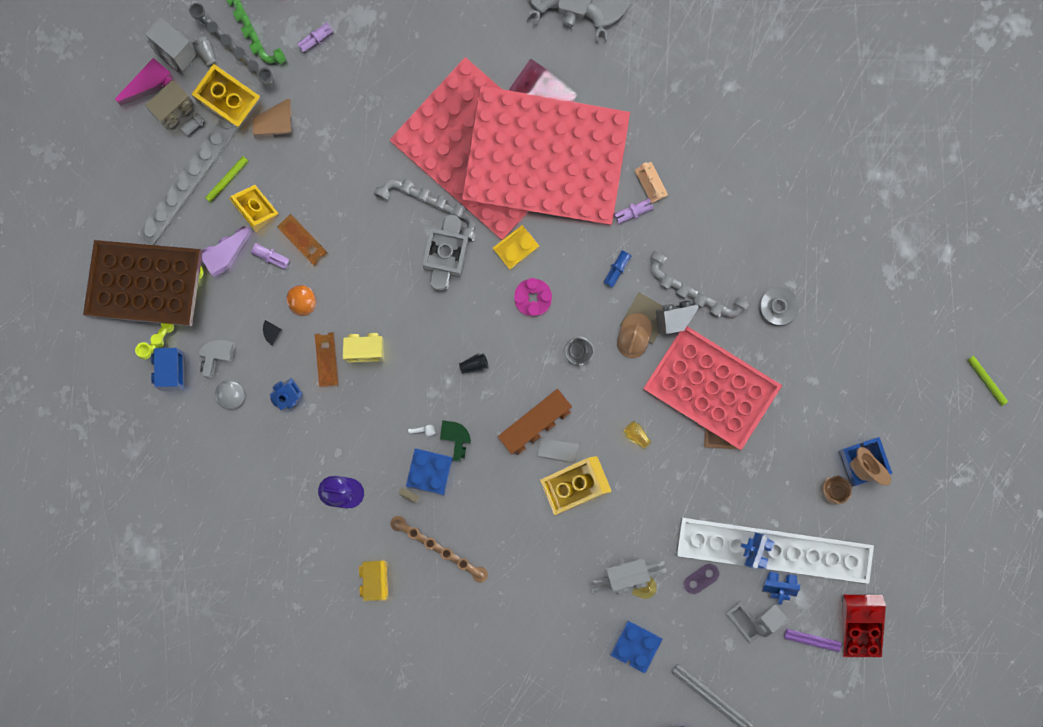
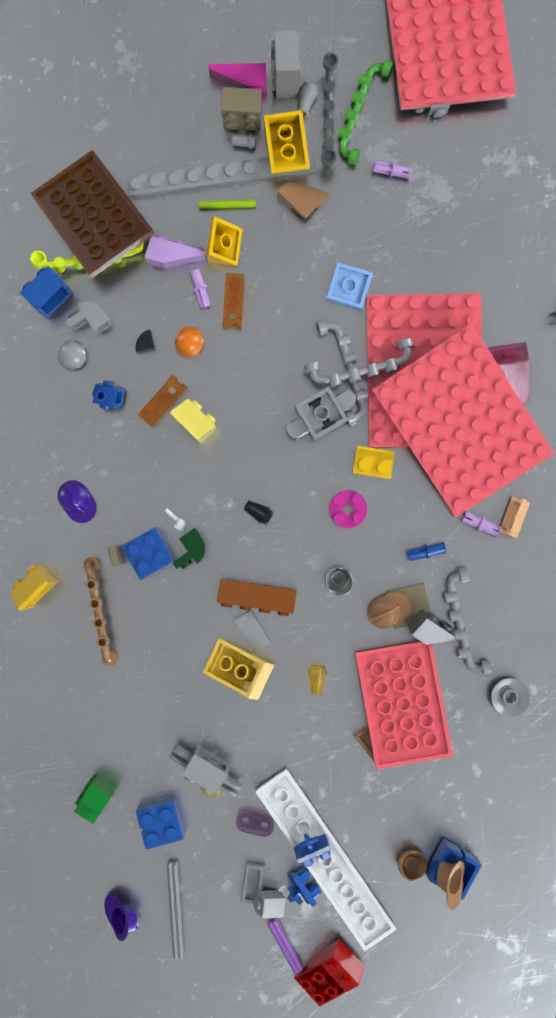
camera: 50 degrees right, 5 degrees up
(370, 146) = (349, 286): none -> light blue tile
(439, 201) = (354, 374): none -> light grey bar
(574, 680) = (94, 798): none -> green brick

